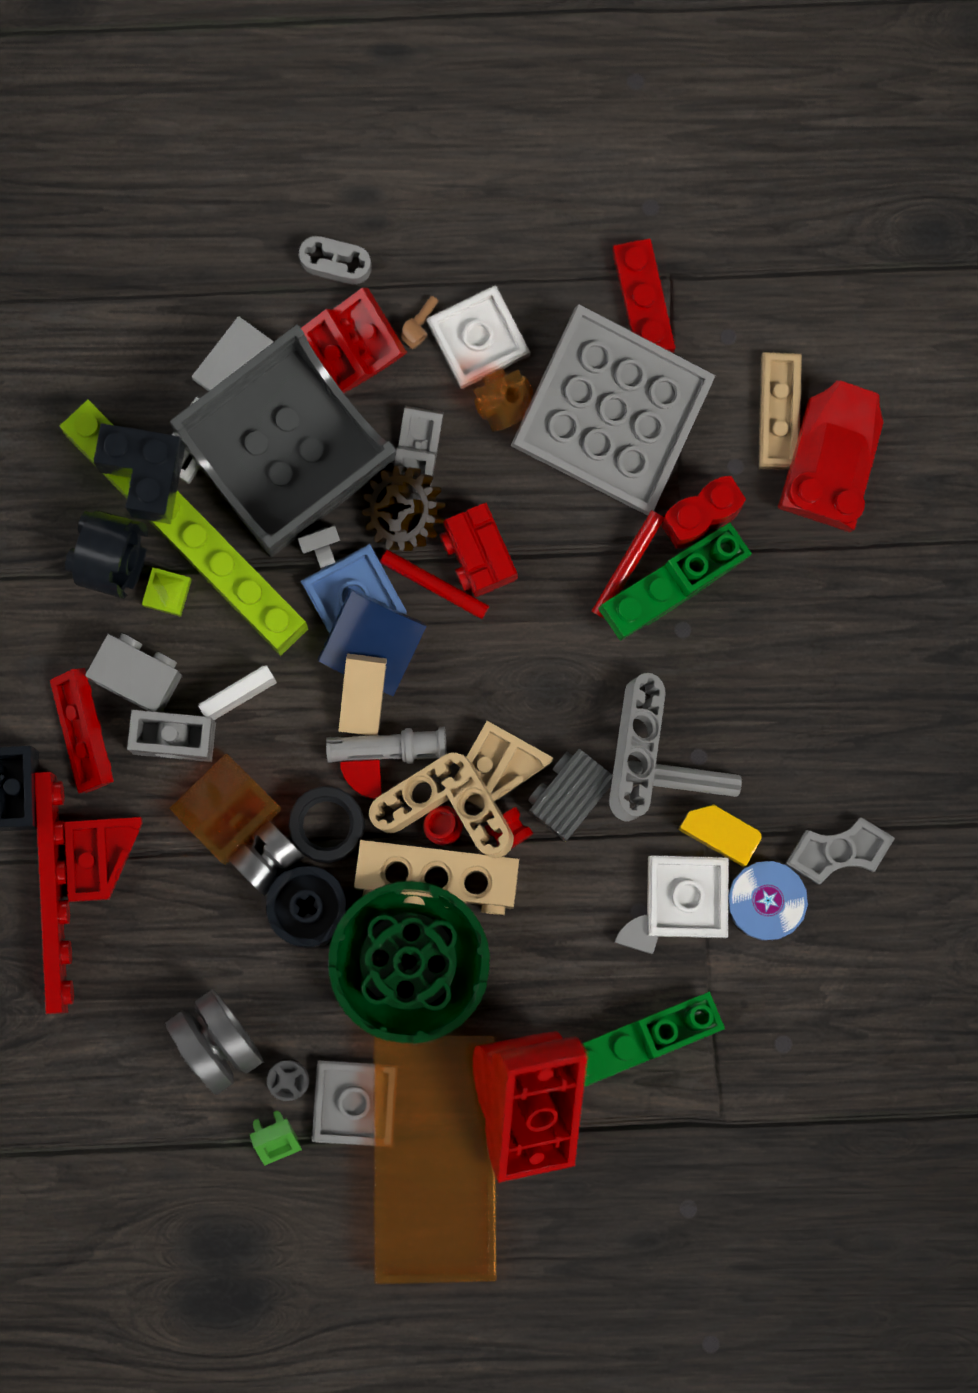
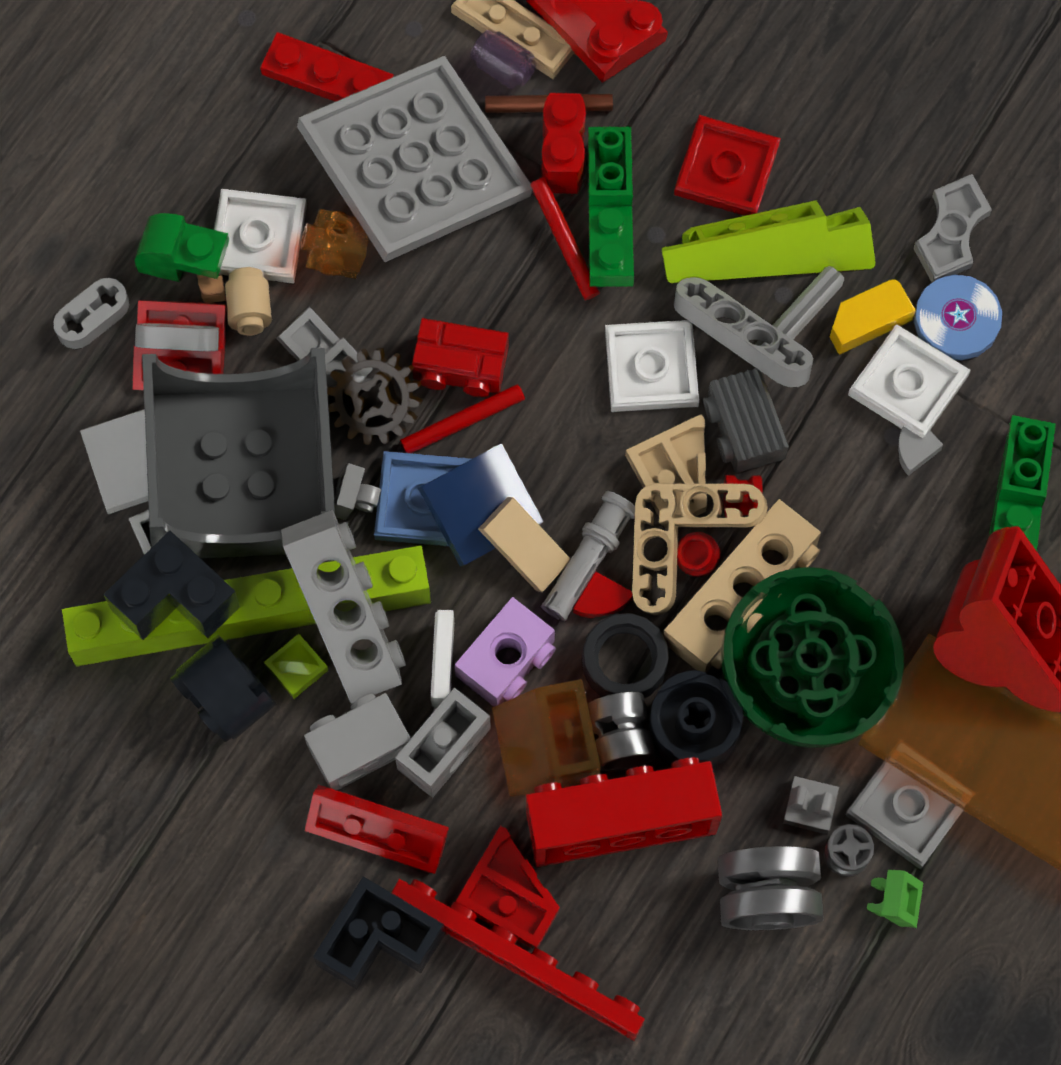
camera: 55 degrees left, 10 degrees down
(199, 899) = (623, 812): none -> red brick
(215, 596) = (360, 671): none -> light grey brick
(251, 723) = (511, 628): none -> lavender brick
(306, 1031) = (811, 805): none -> light grey tile
(352, 335) = (176, 337): none -> light grey beam
(418, 366) = (248, 301): none -> tan brick
(422, 290) = (175, 246): none -> green brick
(571, 695) = (651, 366): none -> white tile
(726, 468) = (536, 103): none -> copper bar
(731, 722) = (773, 244): none -> lime wedge
(743, 421) = (503, 59): none -> clear purple brick
(774, 647) = (727, 166): none -> red tile

